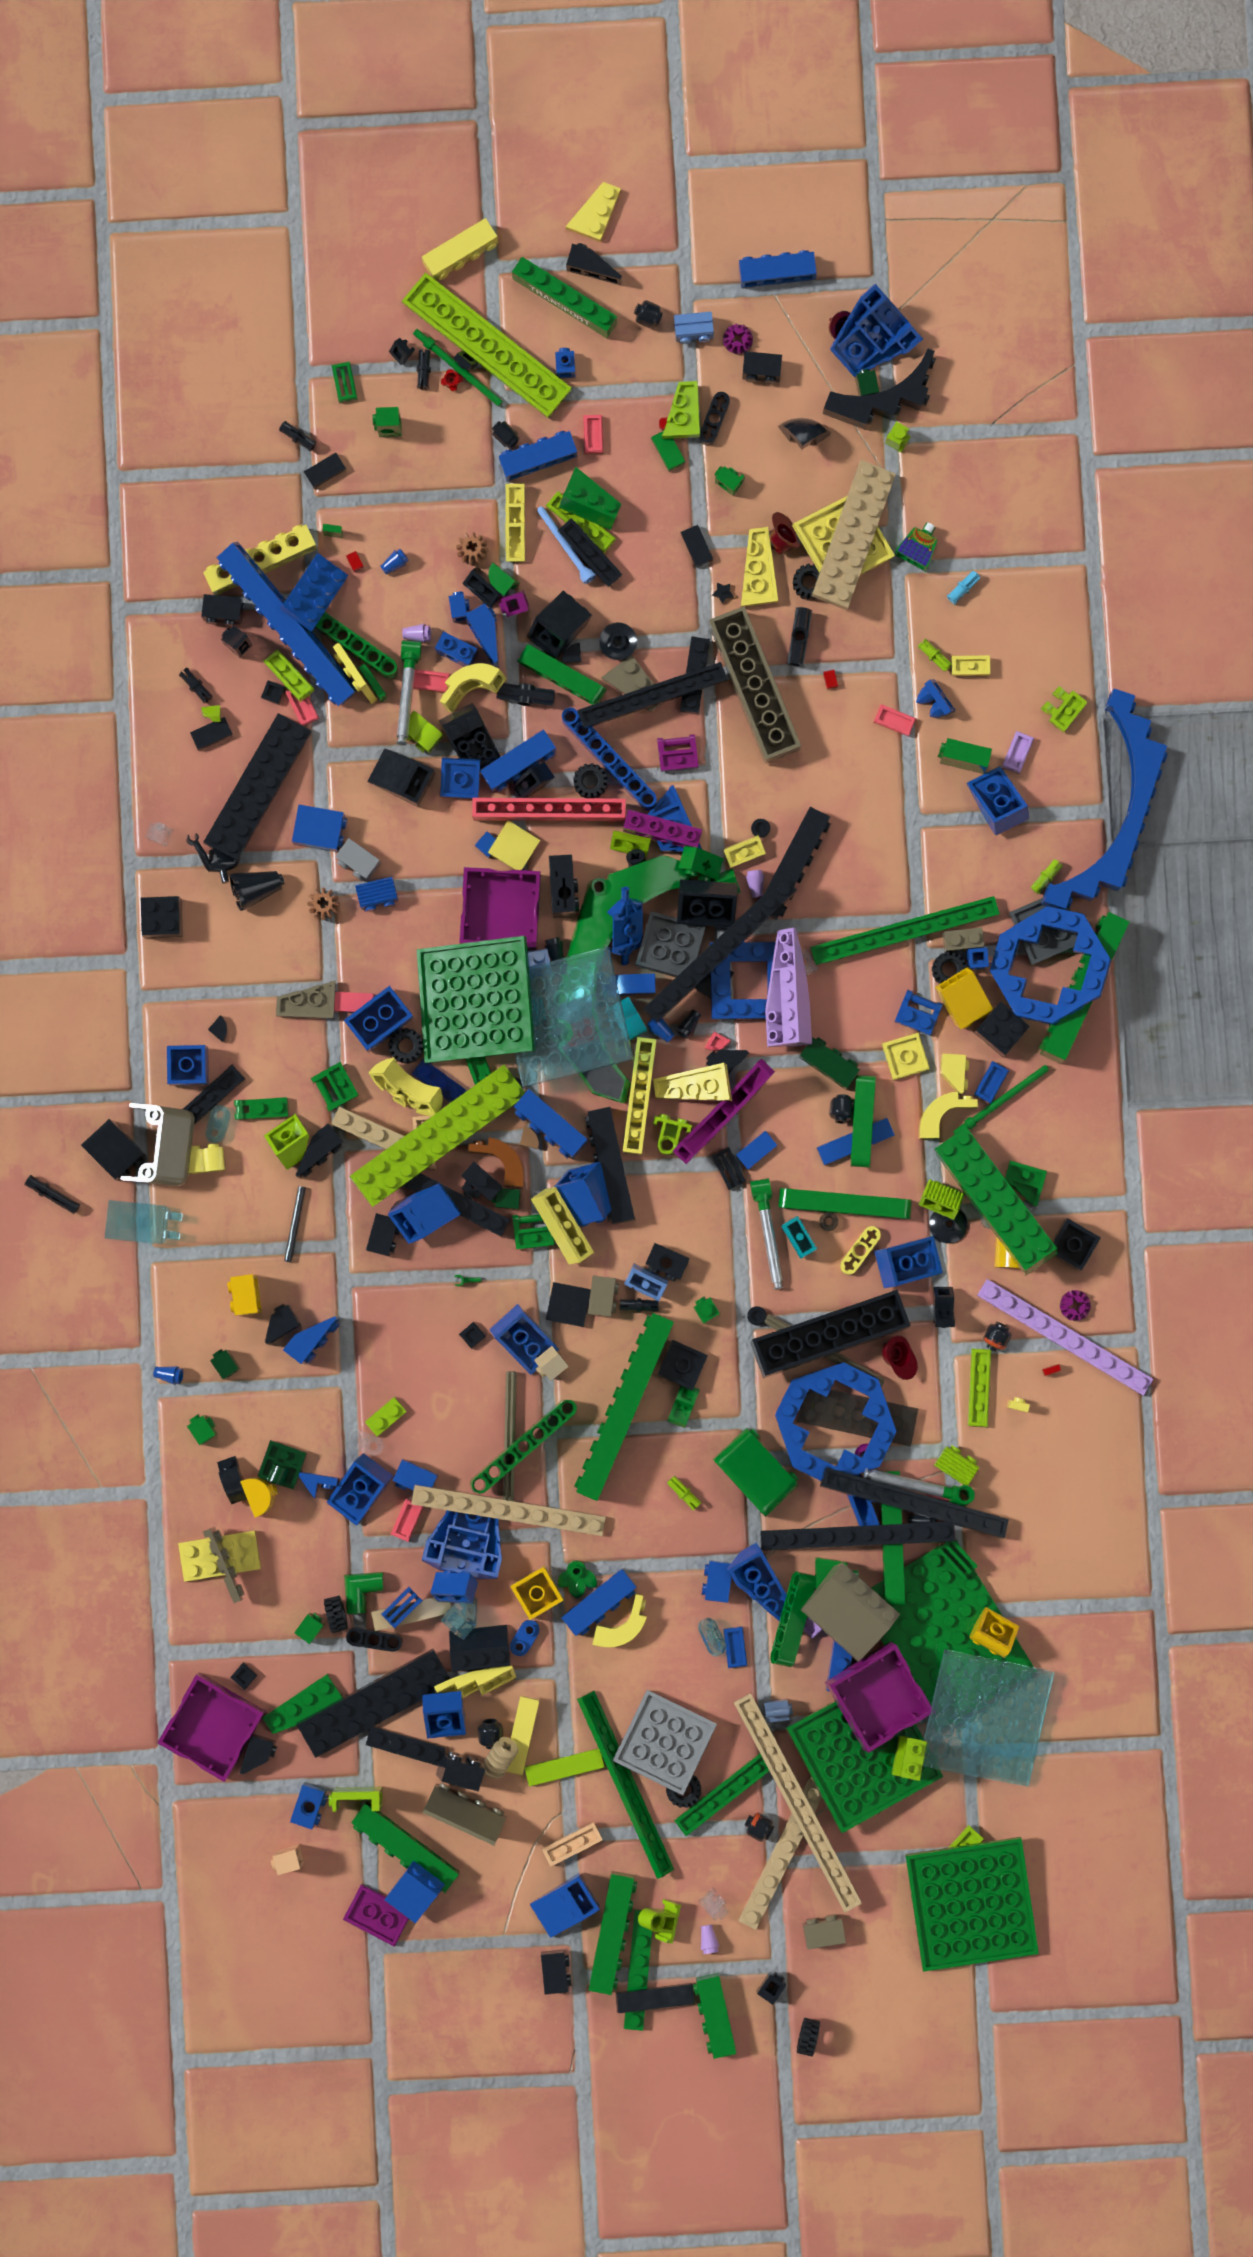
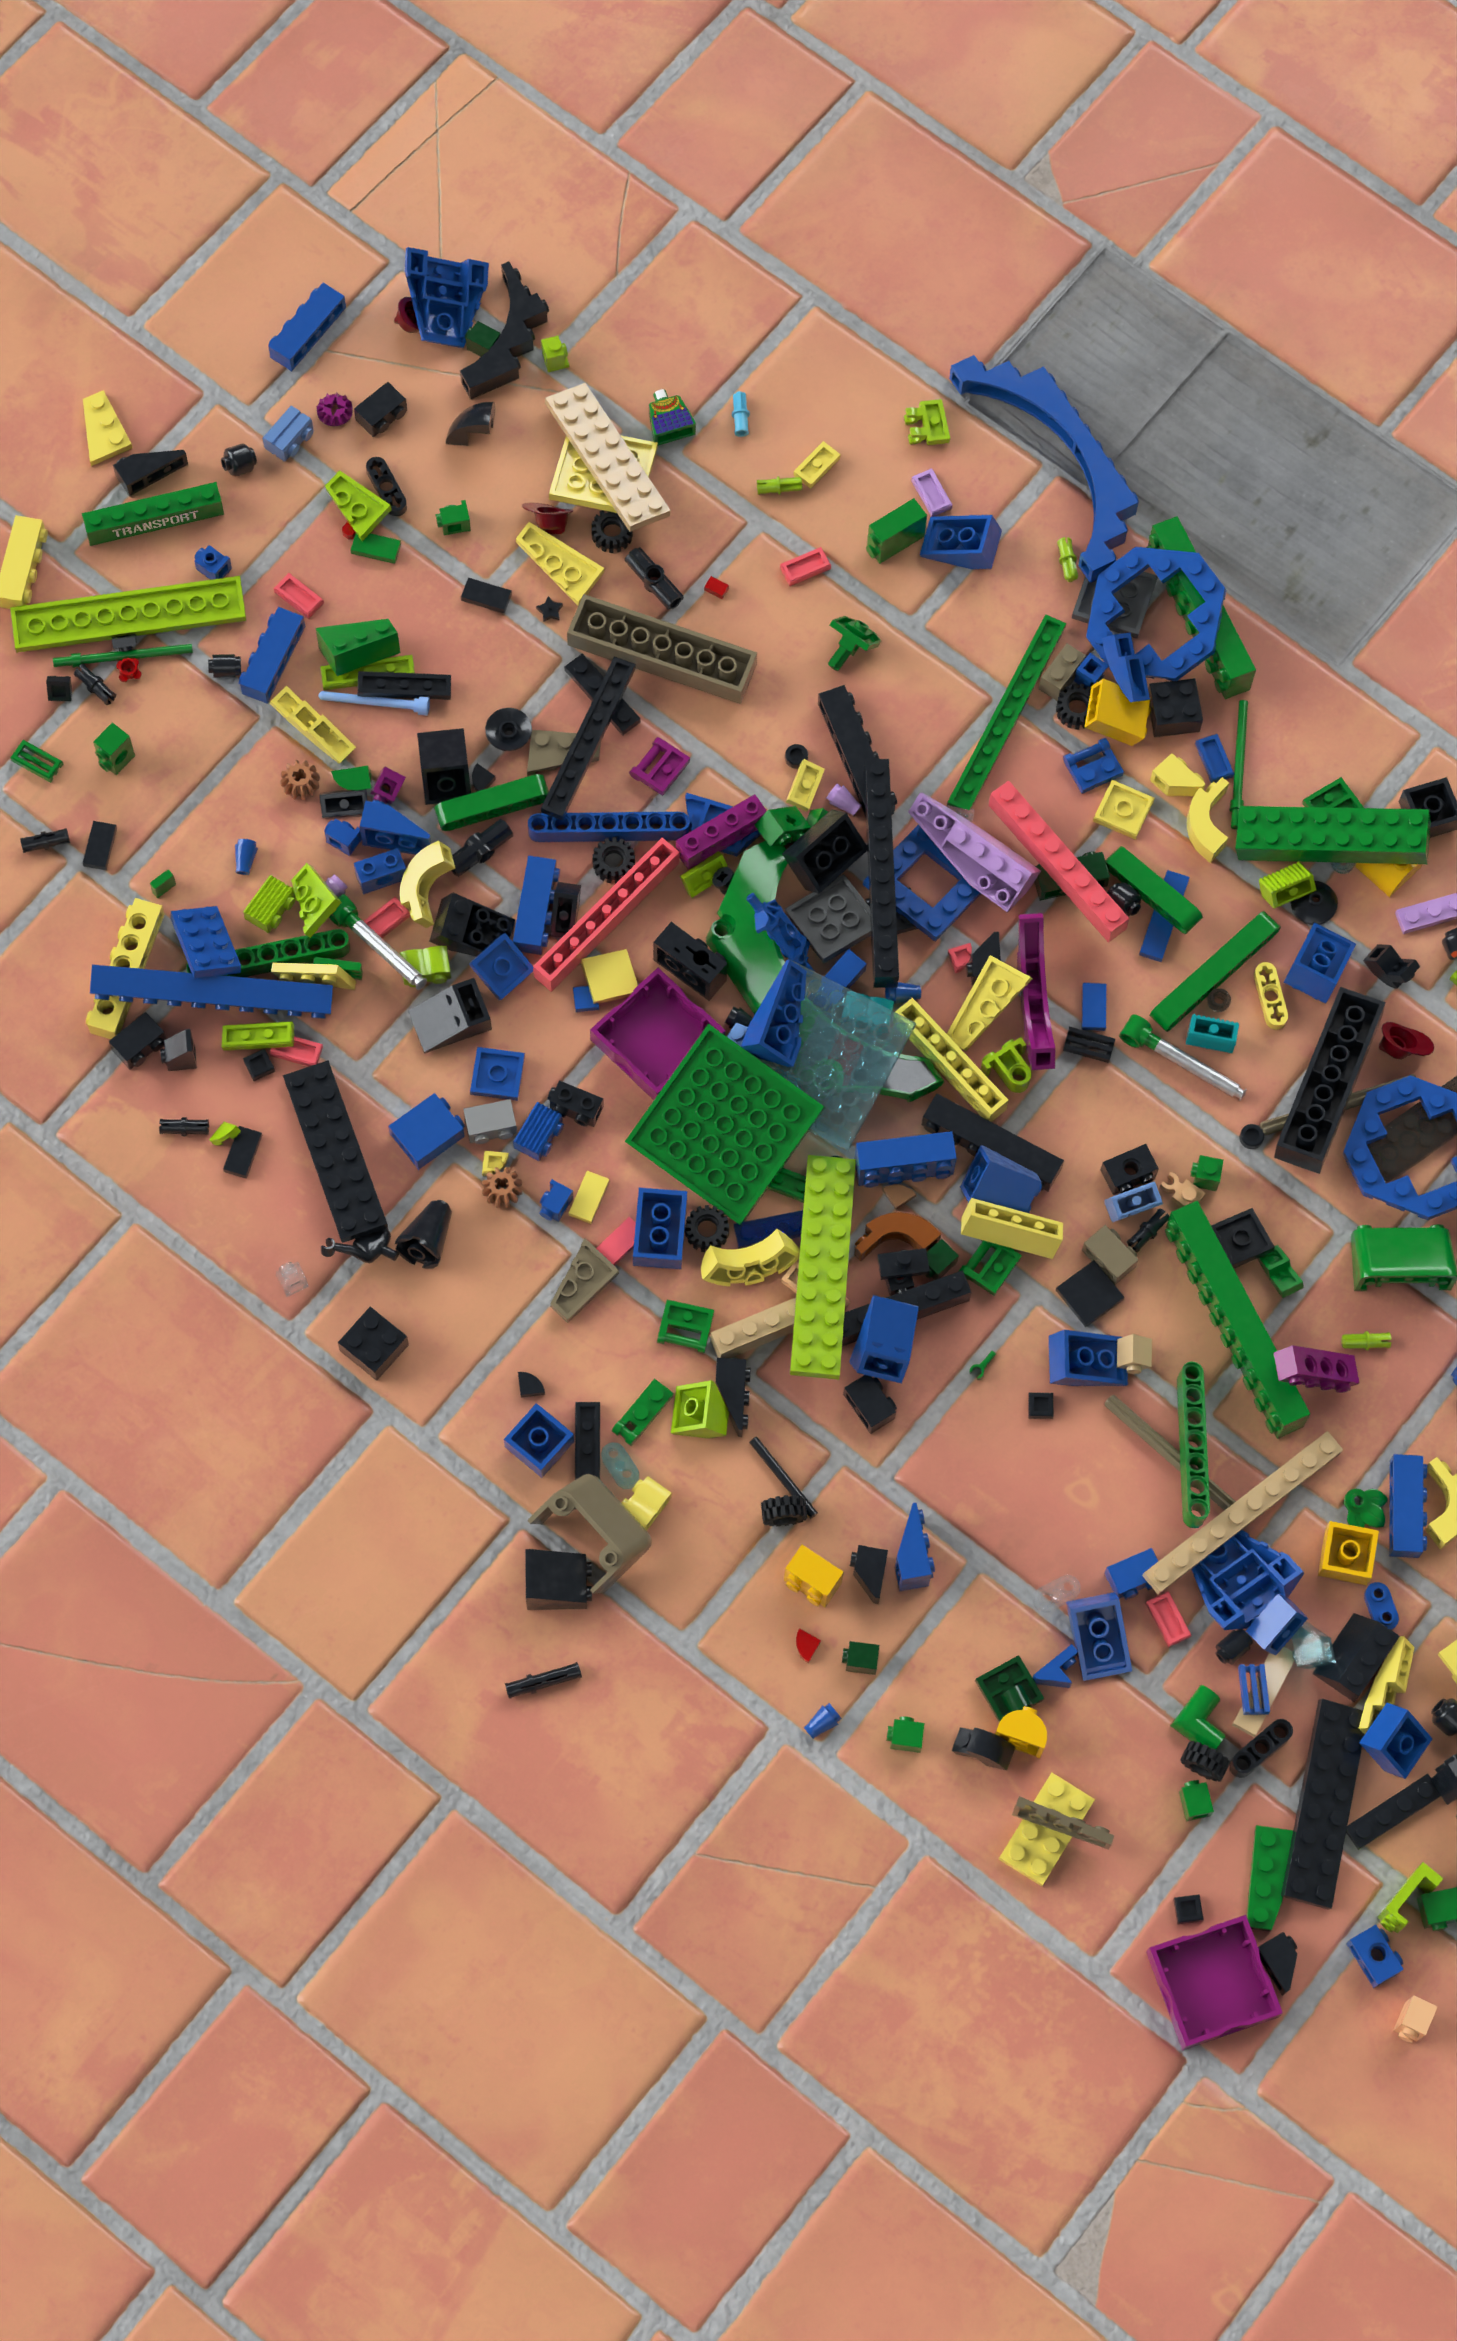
camera: 55 degrees left, 15 degrees down
(139, 1222) = (648, 1620): clear light blue tile -> none
(206, 1325) = (806, 1645): none -> red tile
(270, 1243) = (784, 1510): none -> black tyre
(336, 884) = (493, 1160): none -> light yellow tile
(342, 942) = (556, 1201): none -> blue brick
(354, 561) = (209, 891): red piece -> none
(364, 959) = (589, 1197): none -> light yellow tile
(376, 605) = (270, 904): none -> lime brick
(385, 1416) = (1048, 1552): lime plate -> none
(392, 836) = (497, 1073): none -> blue plate
(401, 630) = (314, 897): none -> lime wing
(413, 900) = (575, 1104): none -> black brick
(421, 1572) = (1233, 1646): none -> black brick
(559, 976) = (775, 1026): none -> blue wedge
(630, 1480) = (1316, 1368): none -> magenta brick
(683, 1309) = (1183, 1193): none -> light nougat plate
(688, 1025) = (921, 966): black cone -> none
(825, 1049) = (1058, 861): none -> coral brick
(871, 793) = (855, 635): none -> green piece
(931, 692) = (810, 514): blue tile -> none
(995, 979) = (1126, 666): none -> blue slope

